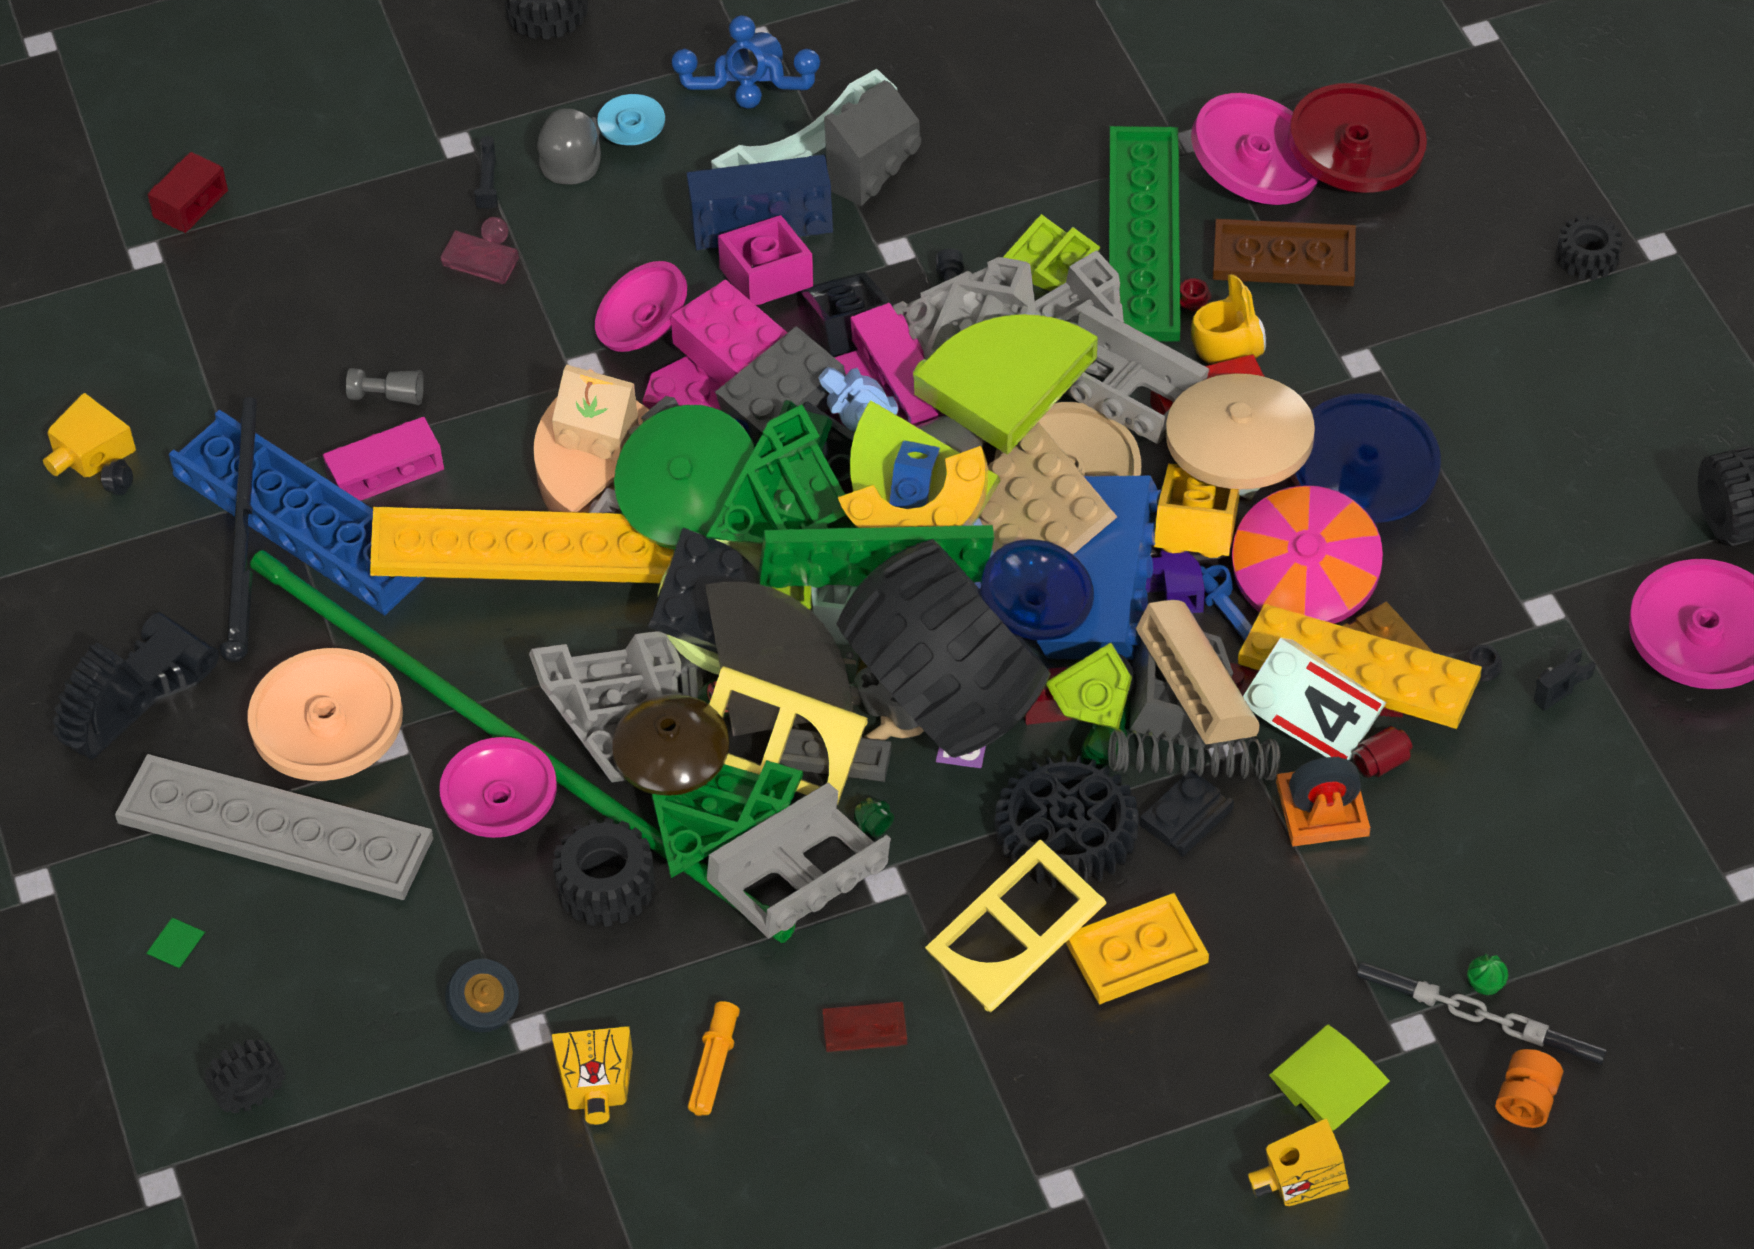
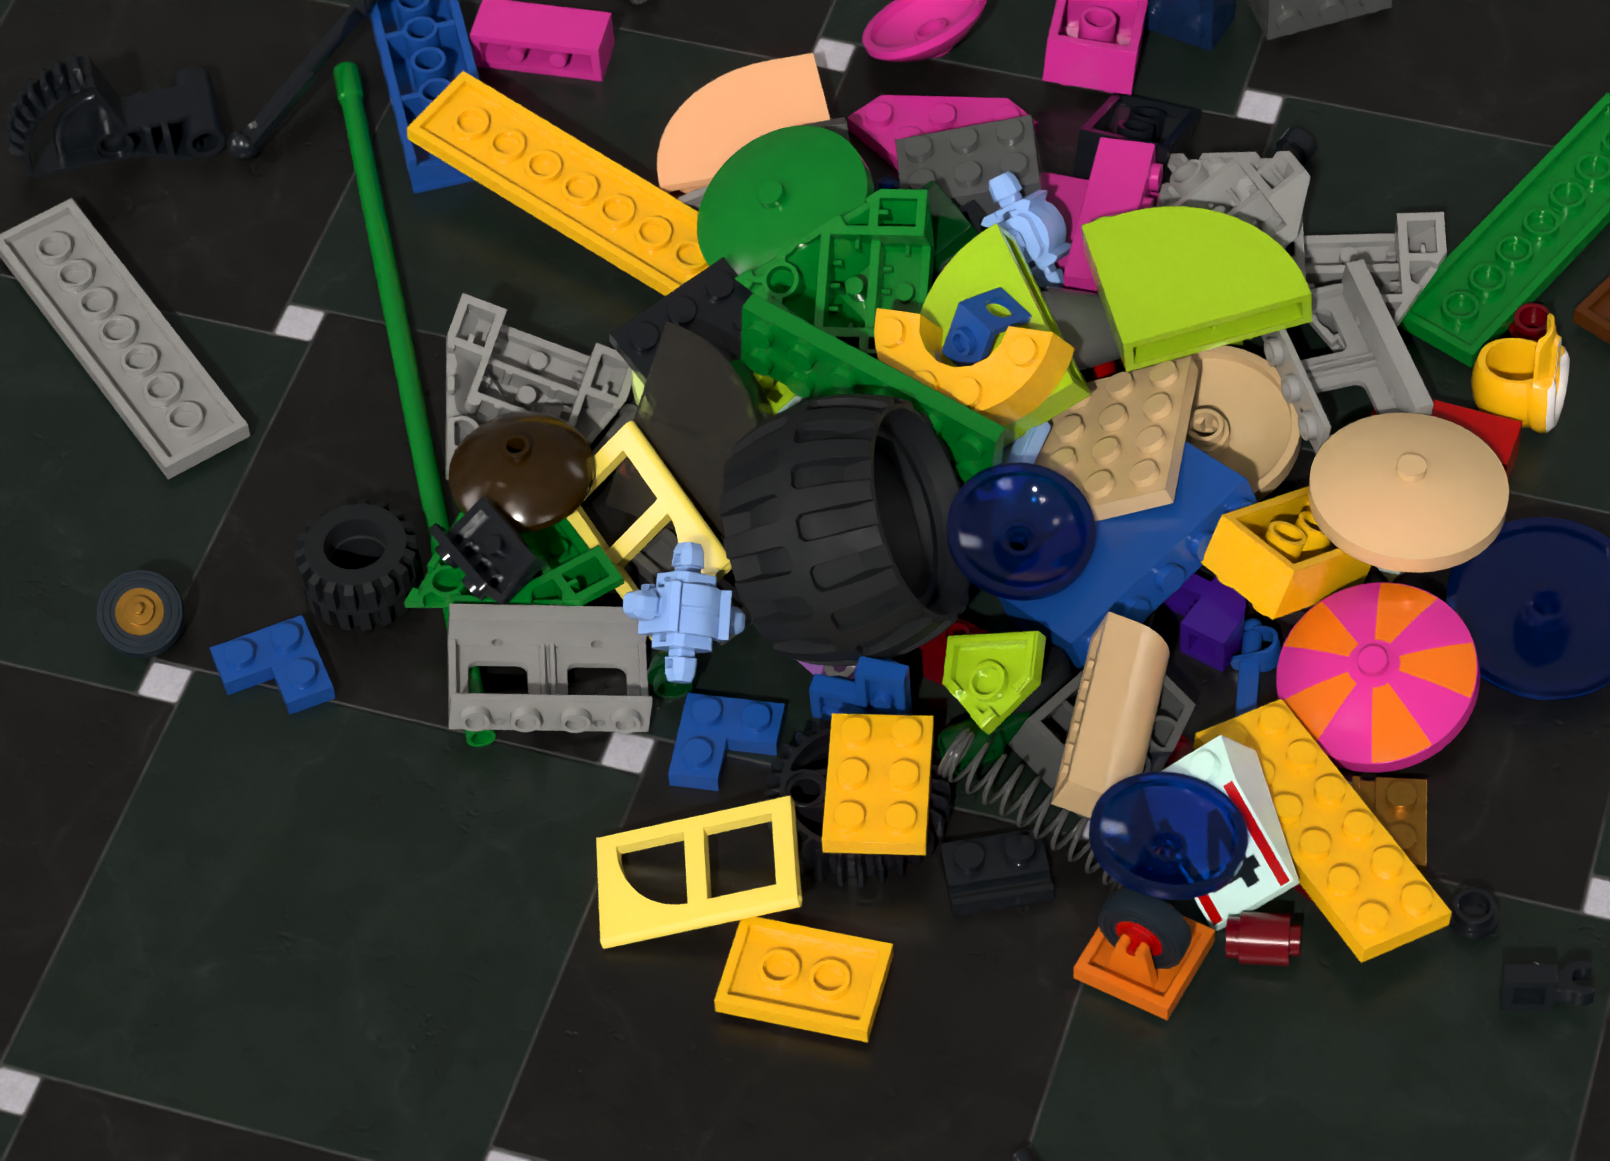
camera: 40 degrees right, 0 degrees up
(325, 714) = (254, 253): light nougat dish -> none
(496, 772) = (338, 419): dark pink dish -> none
(594, 412) = (751, 90): tan slope -> none
(594, 1069) = (173, 754): yellow torso -> none
(599, 963) = (276, 653): none -> blue plate
(707, 804) = (488, 552): none -> black bracket
(717, 1044) = (294, 816): light orange axle -> none
(723, 331) = (974, 79): dark pink brick -> none
(864, 1026) = (467, 880): clear red plate -> none
(868, 767) = (684, 612): none -> light blue piece
(930, 837) = (721, 724): none -> blue plate
(1029, 742) = (878, 688): none -> blue plate
(1050, 252) = (1414, 186): lime slope -> none
(1083, 799) = (878, 784): none -> yellow plate
(1305, 716) = (1168, 835): none -> clear blue dish

